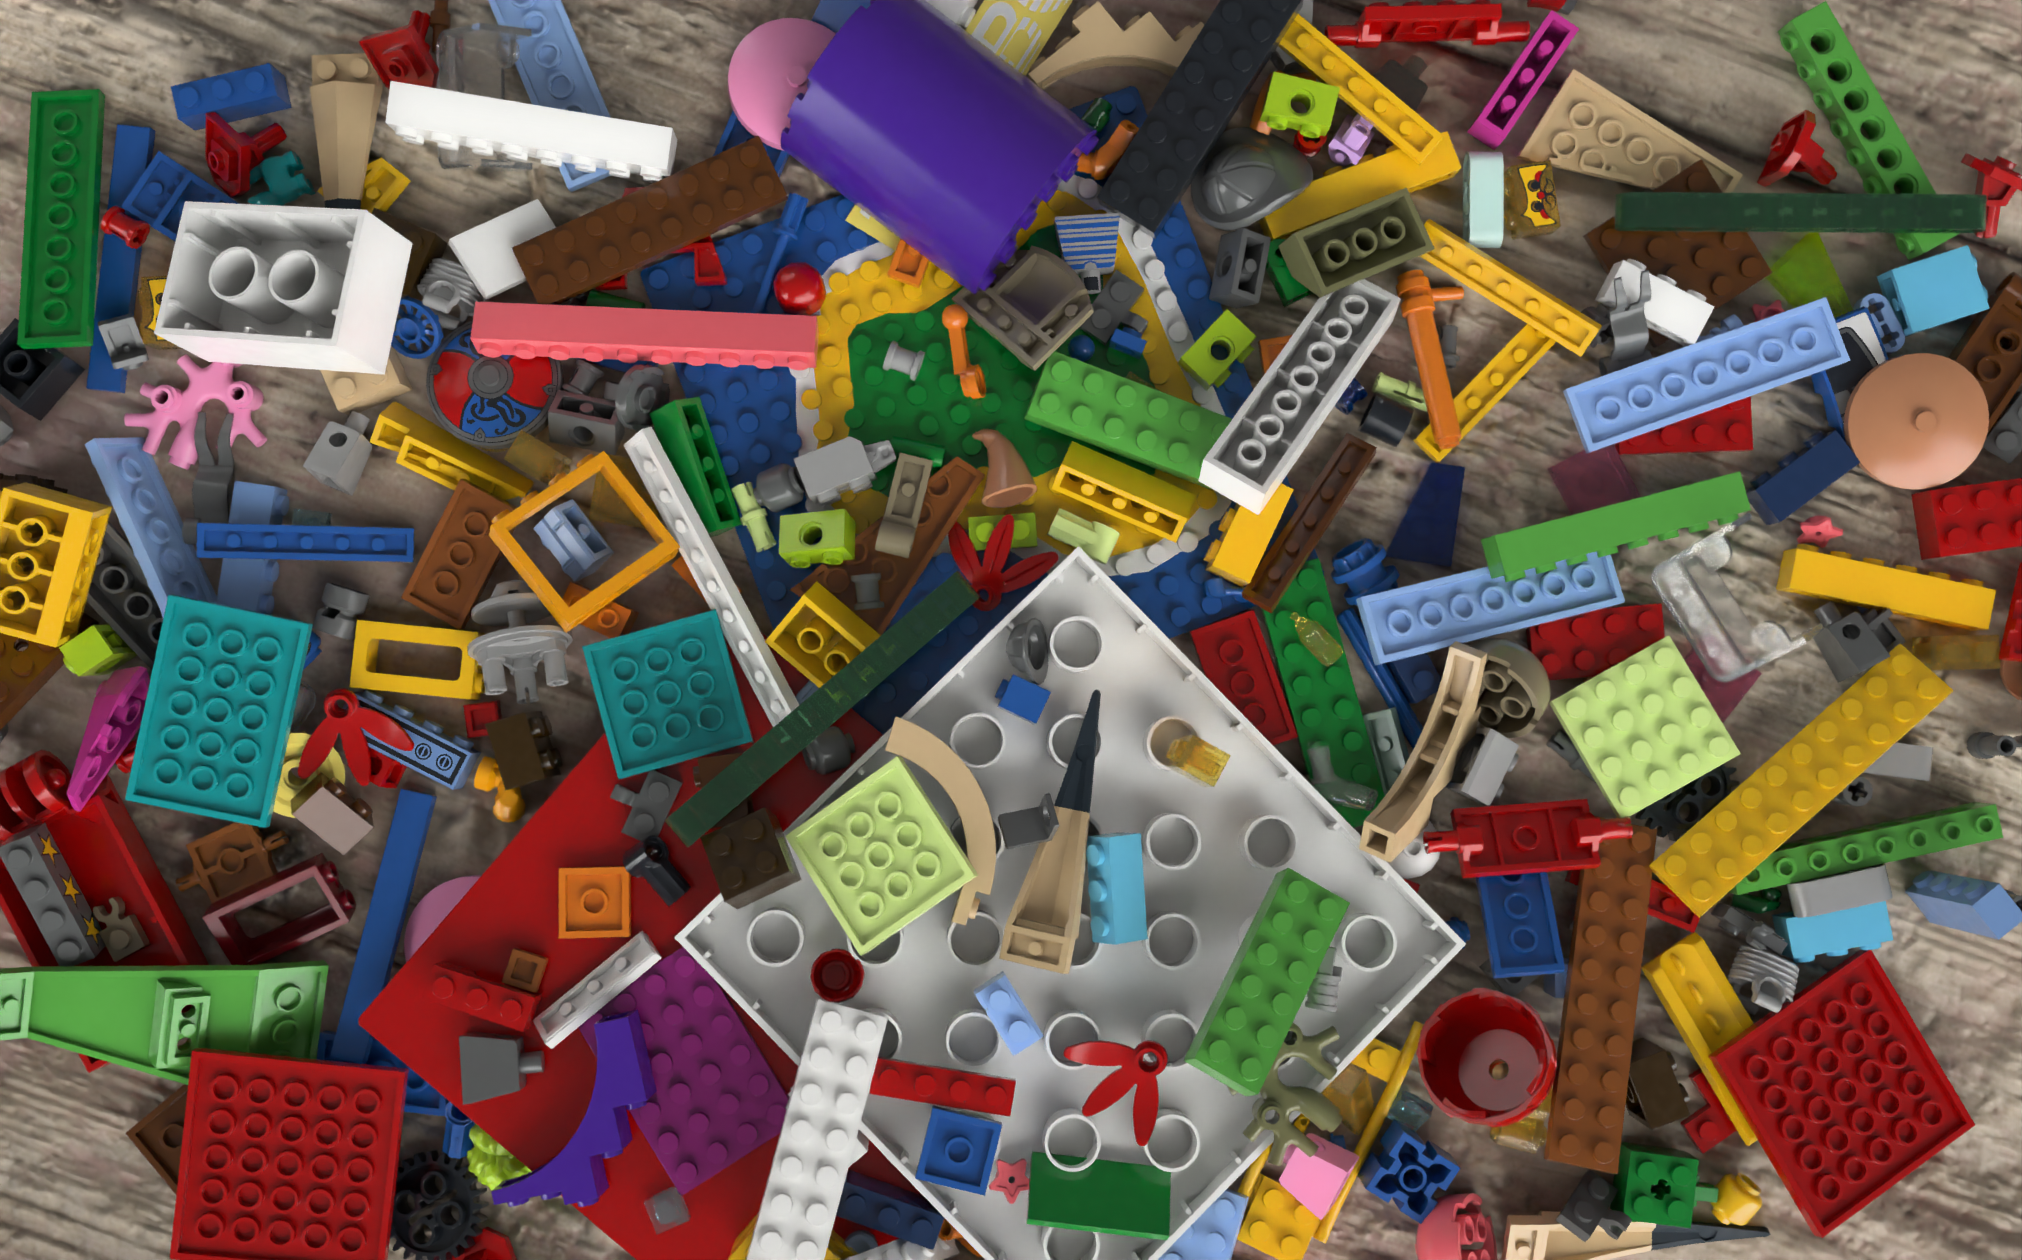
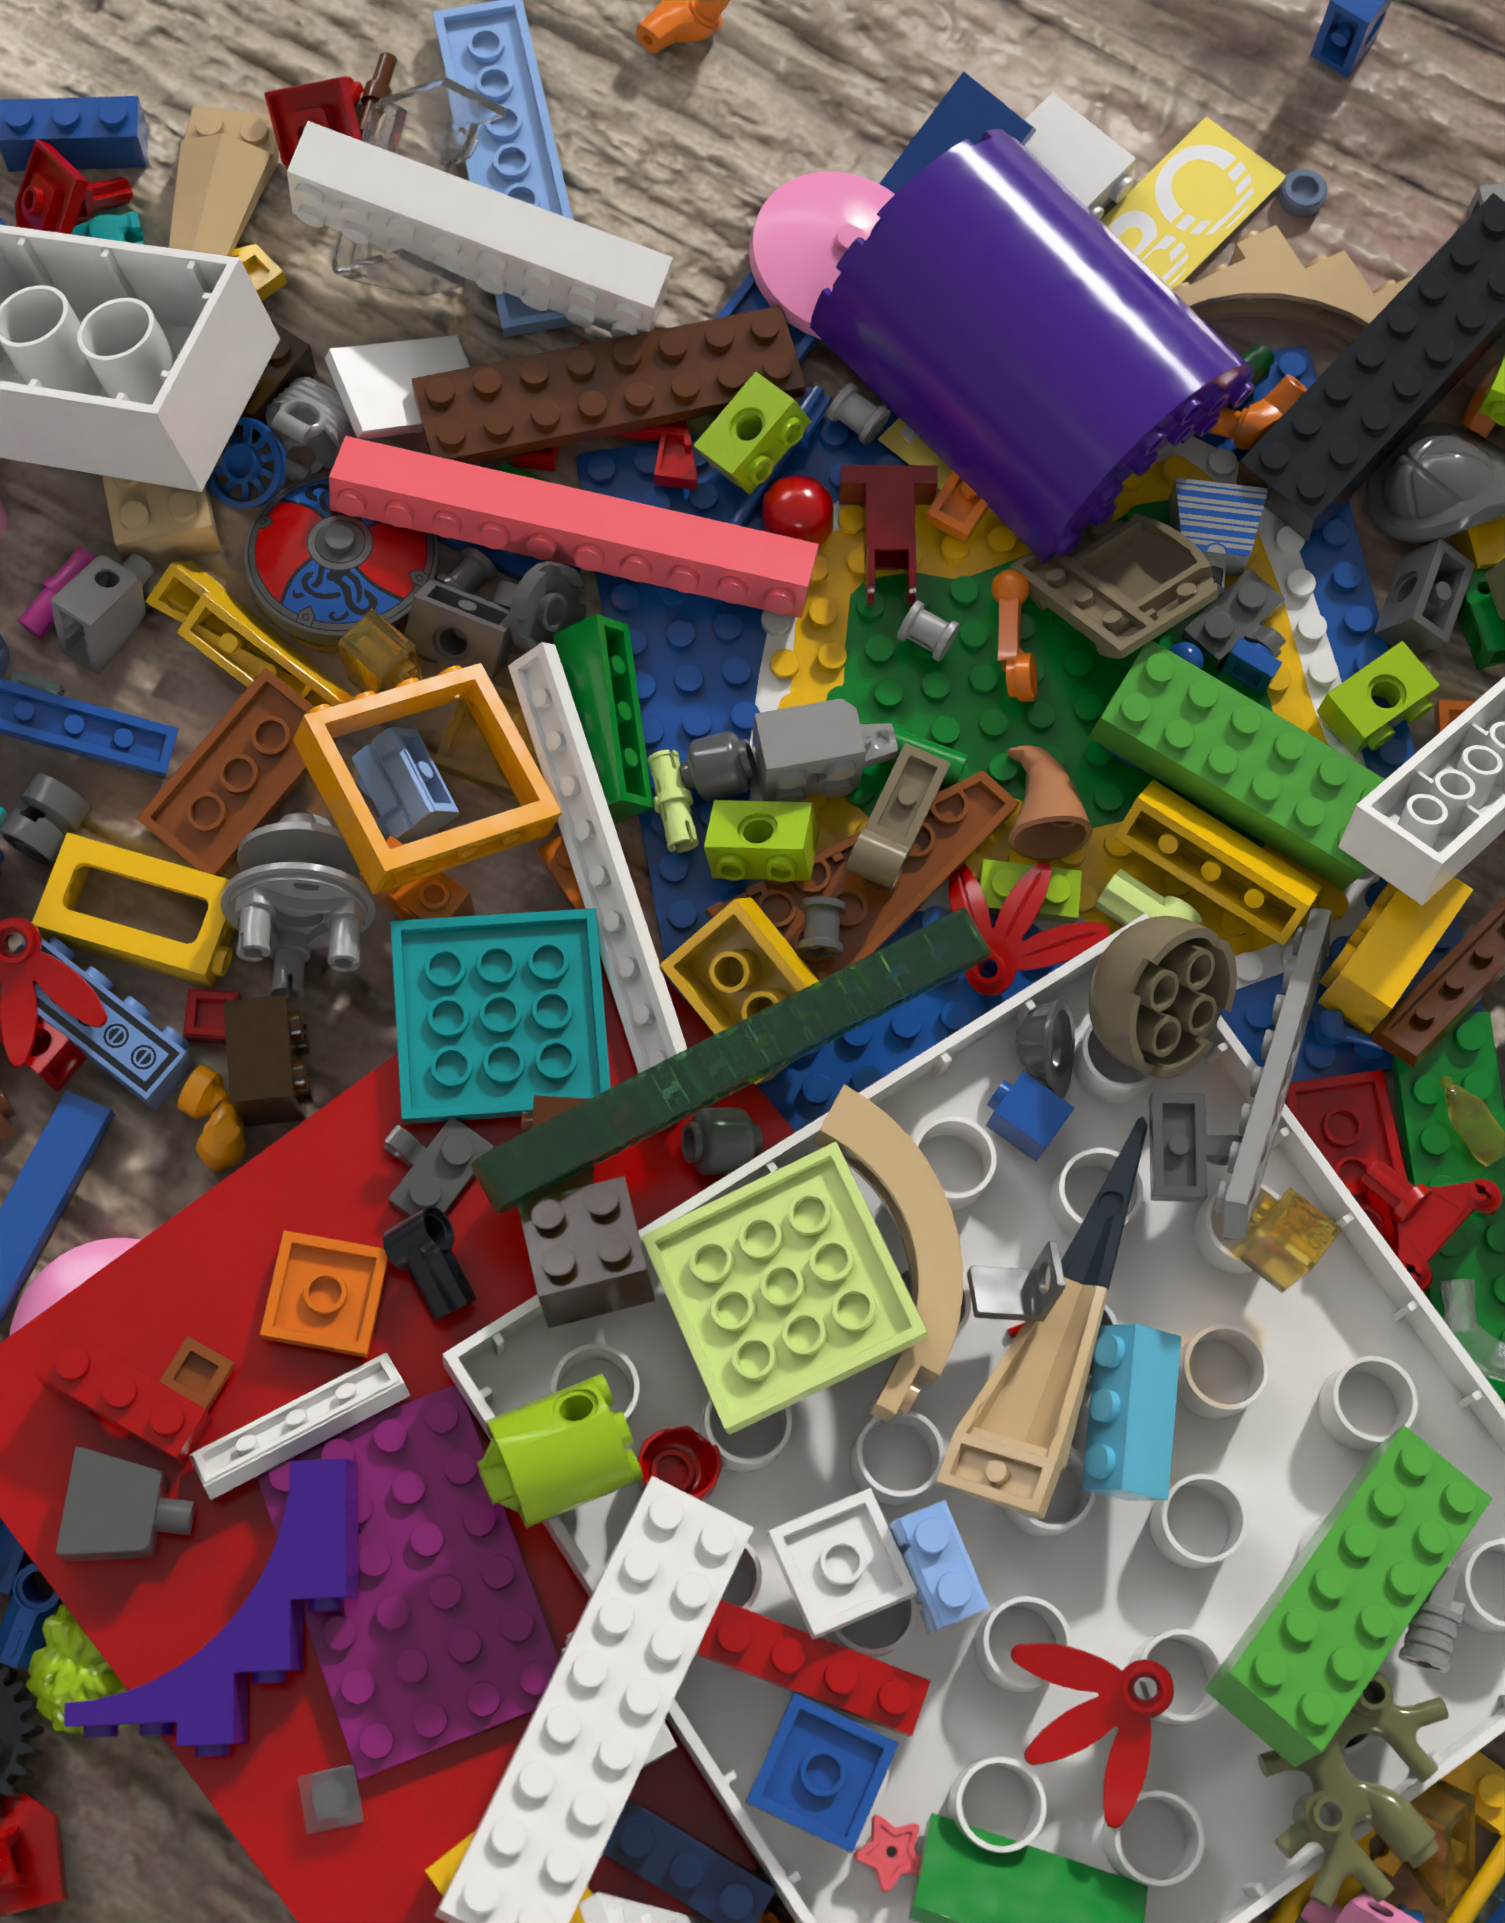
camera: 10 degrees right, 15 degrees down
(306, 444) = (39, 615): none -> dark pink pin
(741, 248) = (754, 410): none -> lime brick
(757, 994) = (559, 1452): none -> lime cylinder
(827, 207) = (858, 413): none -> light grey bush
(862, 282) = (888, 516): none -> dark red piece
(948, 1022) = (841, 1563): none -> white plate
(1088, 610) = (1162, 994): none -> dark tan cylinder
(1124, 706) = (1182, 1148): none -> dark grey plate
(1176, 652) = (1271, 1083): none -> light grey plate
(1293, 708) = (1427, 1214): none -> red axle

